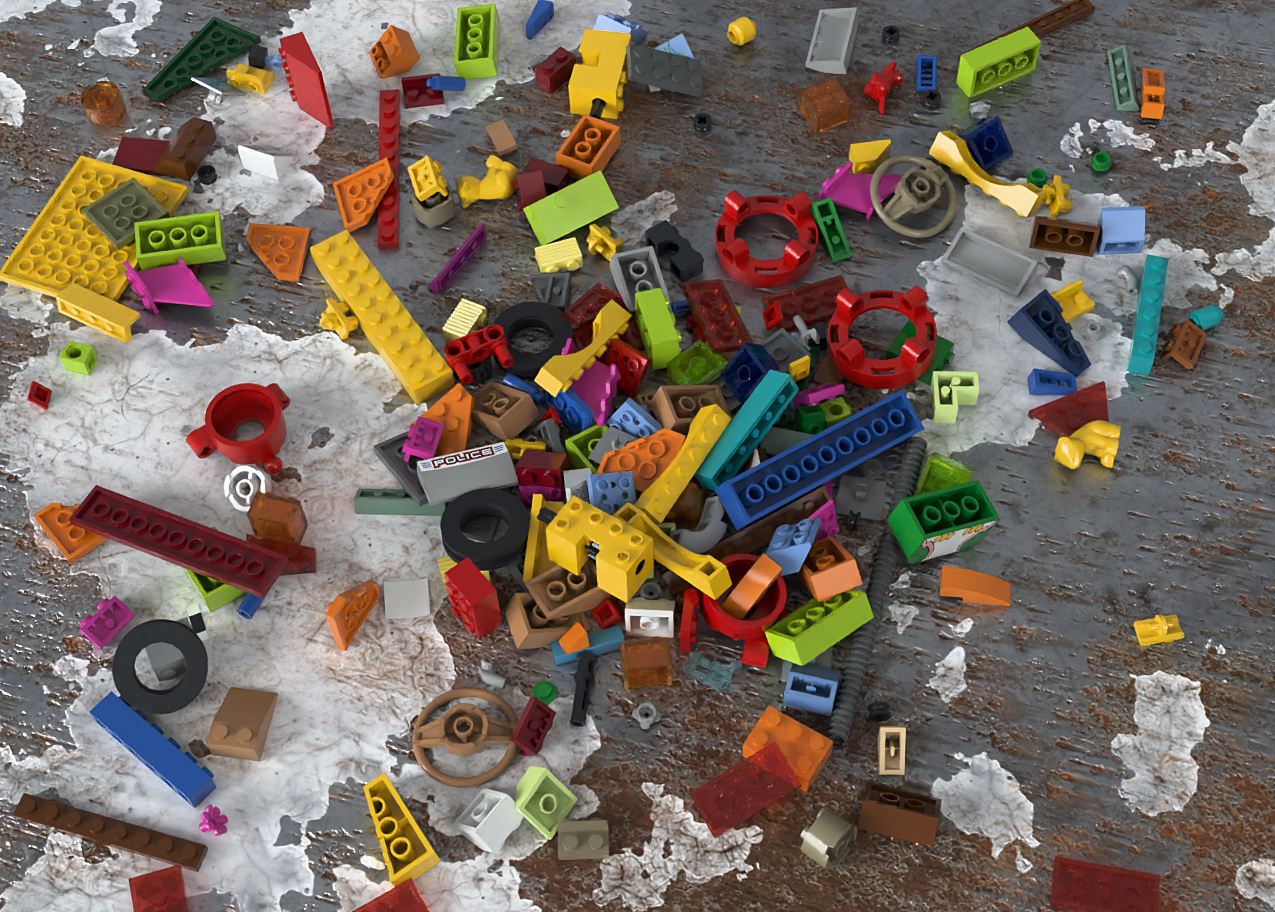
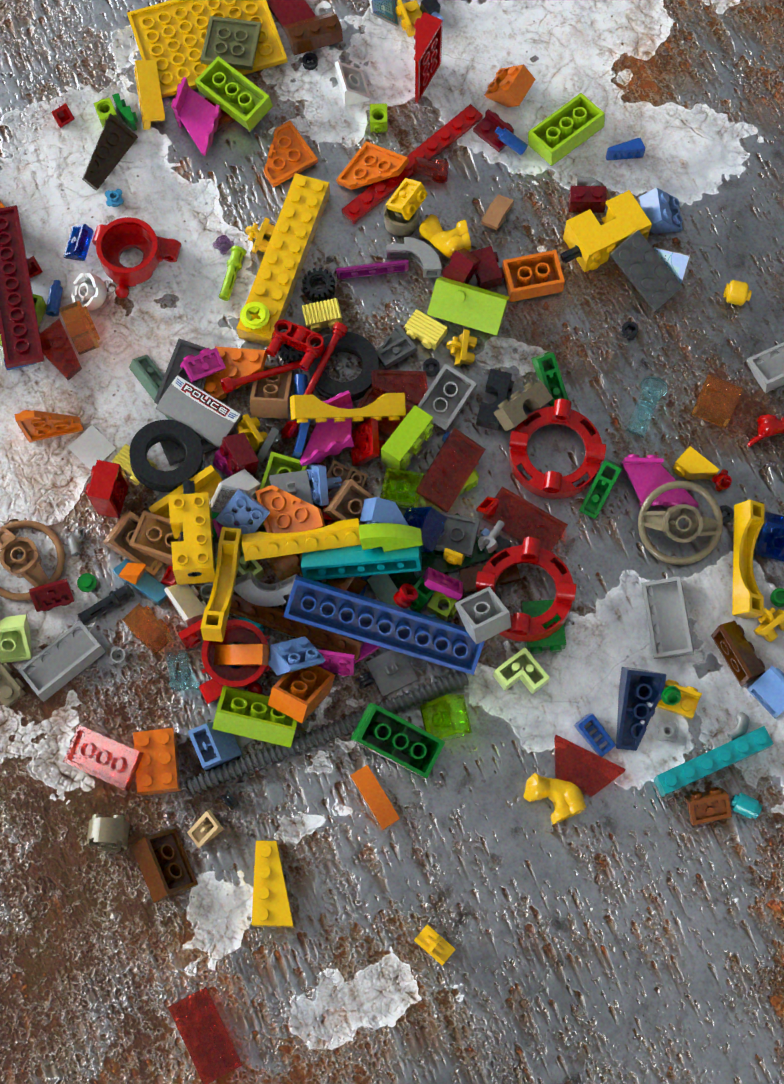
camera: 50 degrees right, 15 degrees up
(102, 342) = (125, 112): none -> green slope
(121, 380) = (109, 150): none -> dark brown wing
(172, 414) = (114, 202): none -> dark azure plate
(182, 470) = (78, 242): none -> clear blue slope
(214, 519) = (54, 299): none -> blue cylinder
(313, 349) = (223, 239): none -> clear purple plate
(320, 160) = (378, 111): none -> lime brick
(344, 359) = (234, 265): none -> lime pin
(413, 152) = (436, 169): none -> clear red piece
(427, 358) = (254, 308): none -> neon yellow gear
(432, 298) = (315, 276): none -> black tyre
(465, 430) = (229, 384): none -> red piece
(487, 211) = (418, 252): none -> light grey arch
(499, 314) = (339, 330): none -> red piece
(596, 272) = (435, 371): none -> black bush
(605, 770) = (61, 661): none -> light grey slope
(692, 199) = (549, 373): none -> green slope
(700, 226) = (512, 412): none -> dark tan arch
(719, 383) = (381, 511): none -> medium blue slope
(747, 387) = (389, 536): none -> lime slope
(777, 142) = (652, 390): none -> clear light blue piece
(807, 424) = (405, 596): none -> red wheel
(883, 370) = (483, 615): none -> light grey slope
(898, 146) = (722, 480): none -> red plate
(998, 733) = (270, 894): none -> yellow wedge
(1066, 300) = (671, 695): none -> green plate

